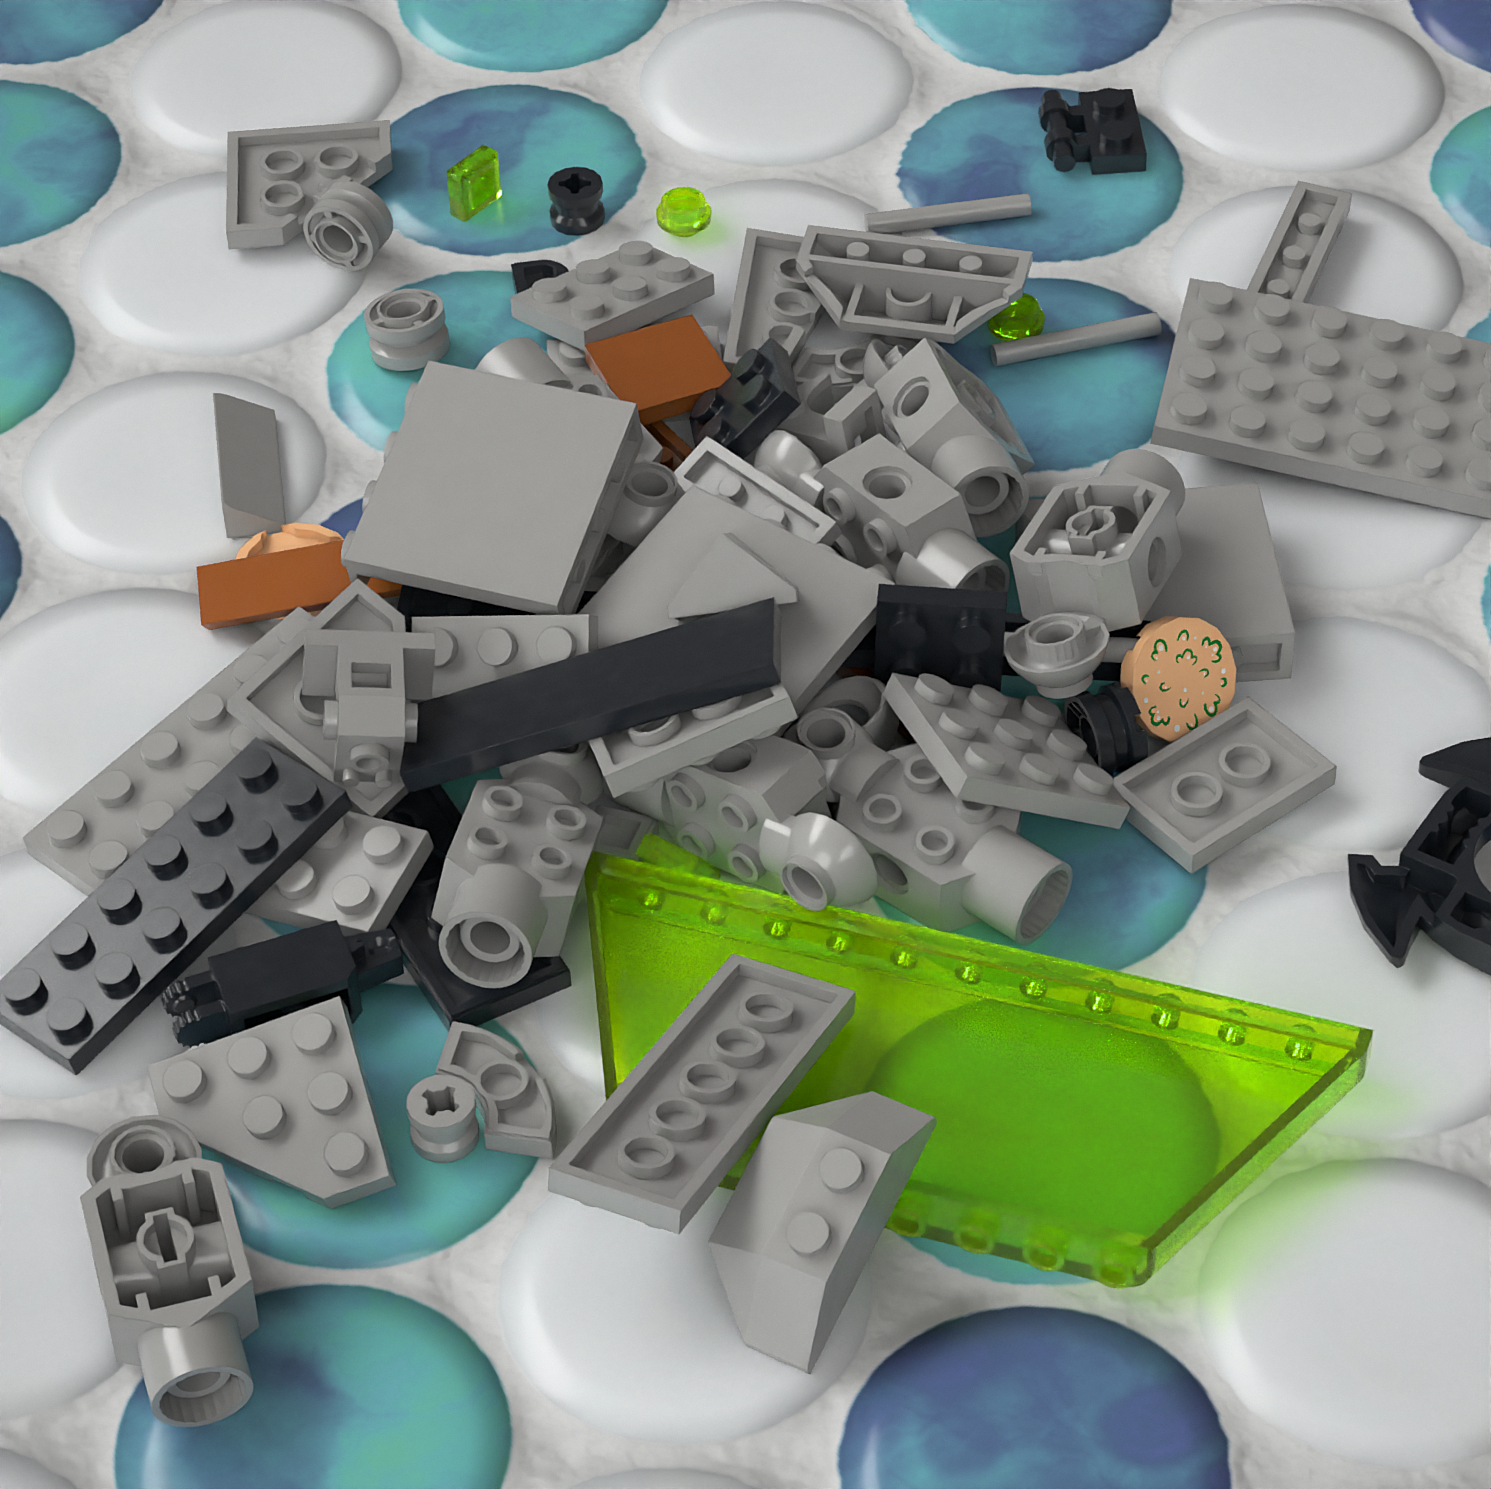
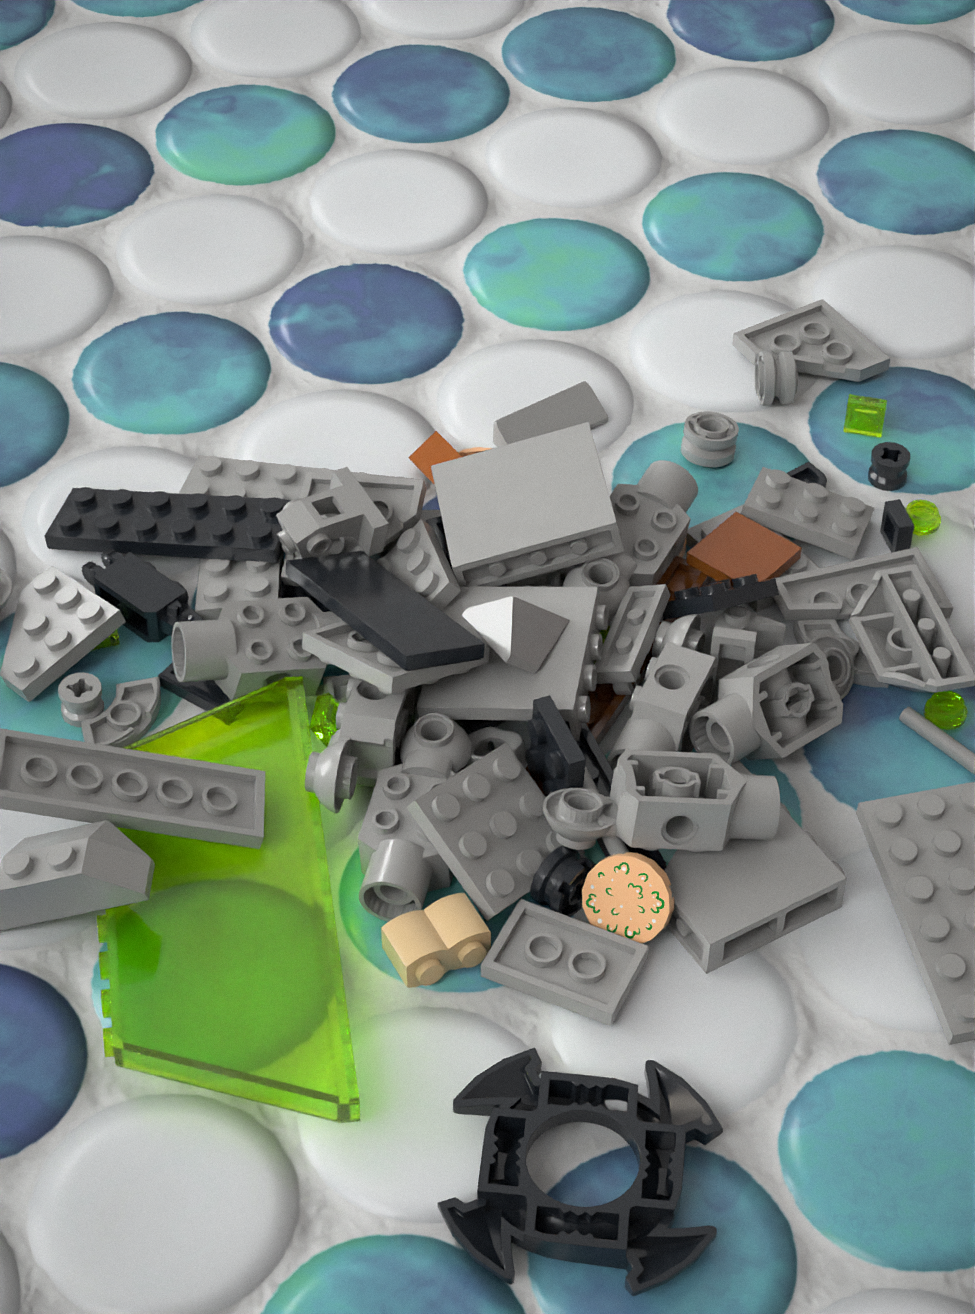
camera: 60 degrees right, 0 degrees up
(695, 234) = (896, 526): none -> black tile
(1124, 887) = (436, 940): none -> tan brick

